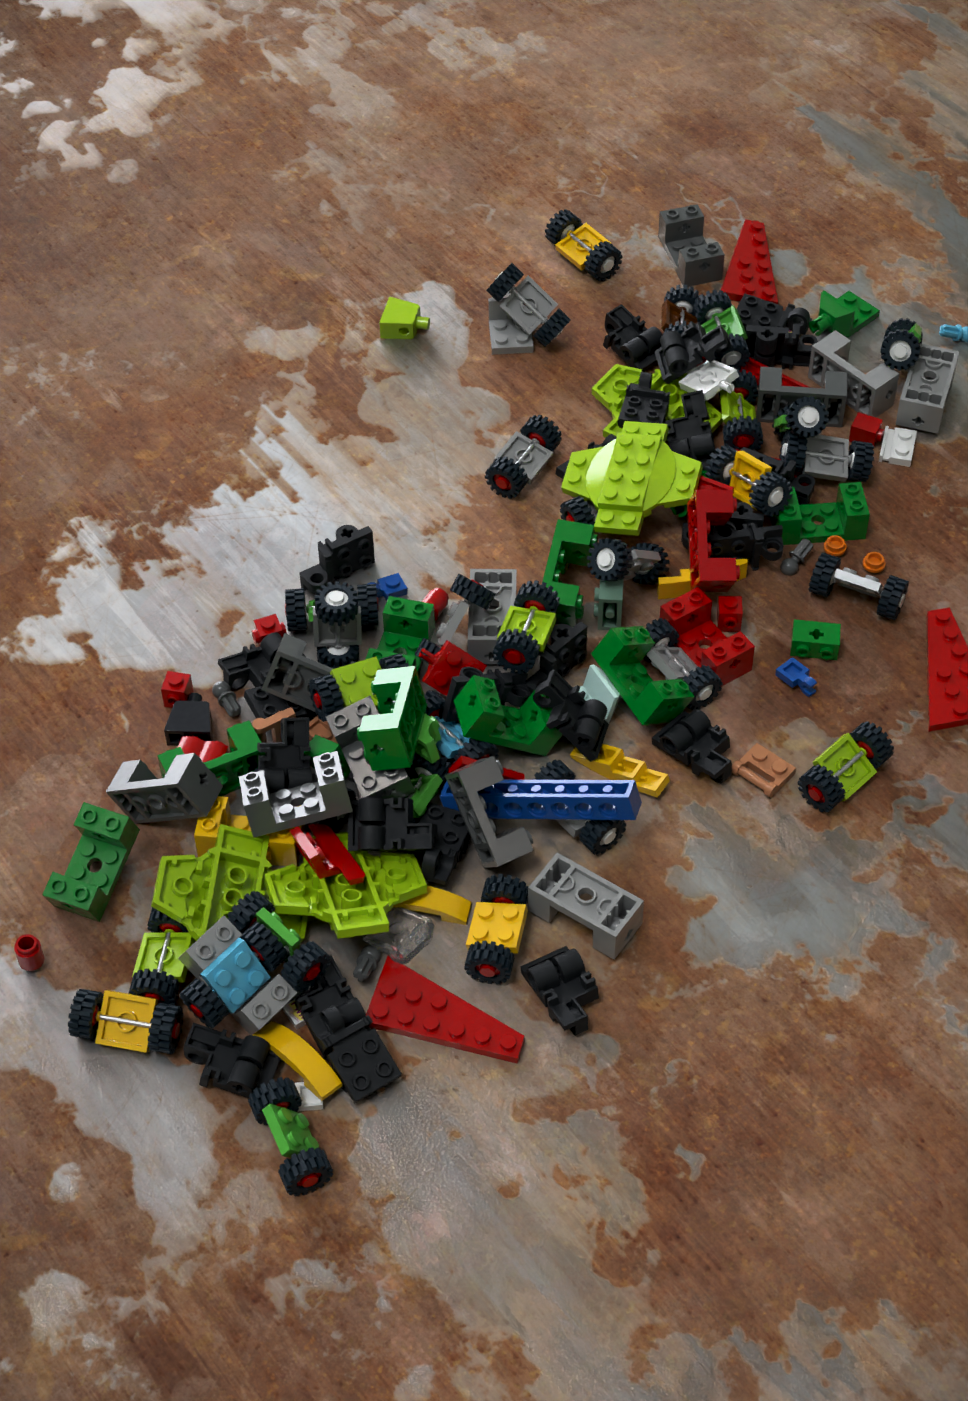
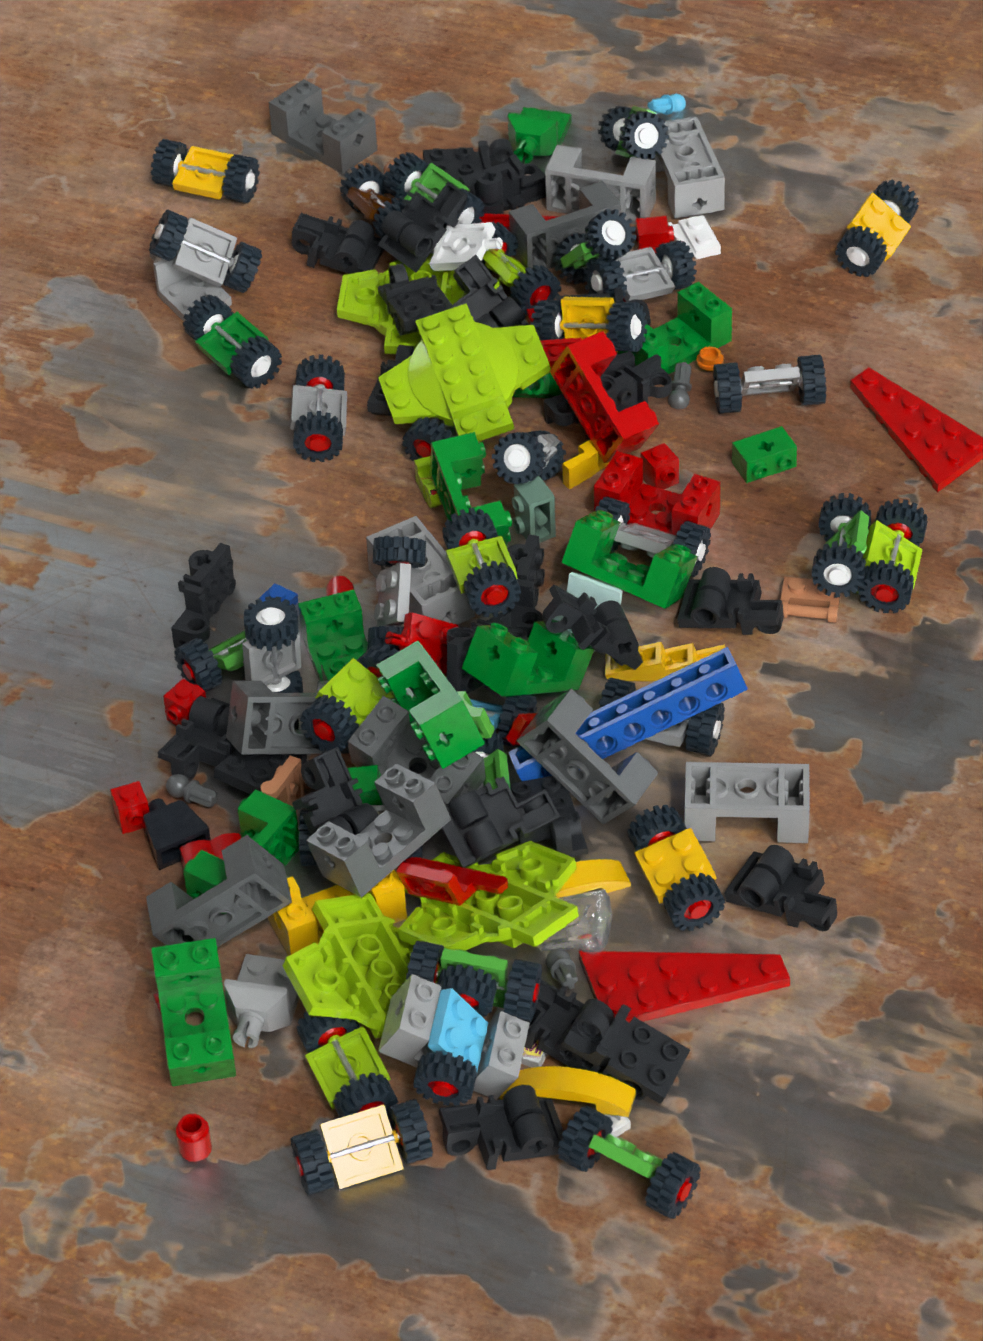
camera: 30 degrees left, 5 degrees down
(141, 875) = (260, 999): none -> light grey plate
(401, 320) = (61, 328): lime torso -> none
(503, 380) = (232, 341): none -> plate
(750, 266) = (399, 121): red wing -> none
(792, 757) = (841, 562): none -> black plate
(794, 674) = (771, 495): blue plate -> none
(874, 562) = (761, 356): orange plate -> none

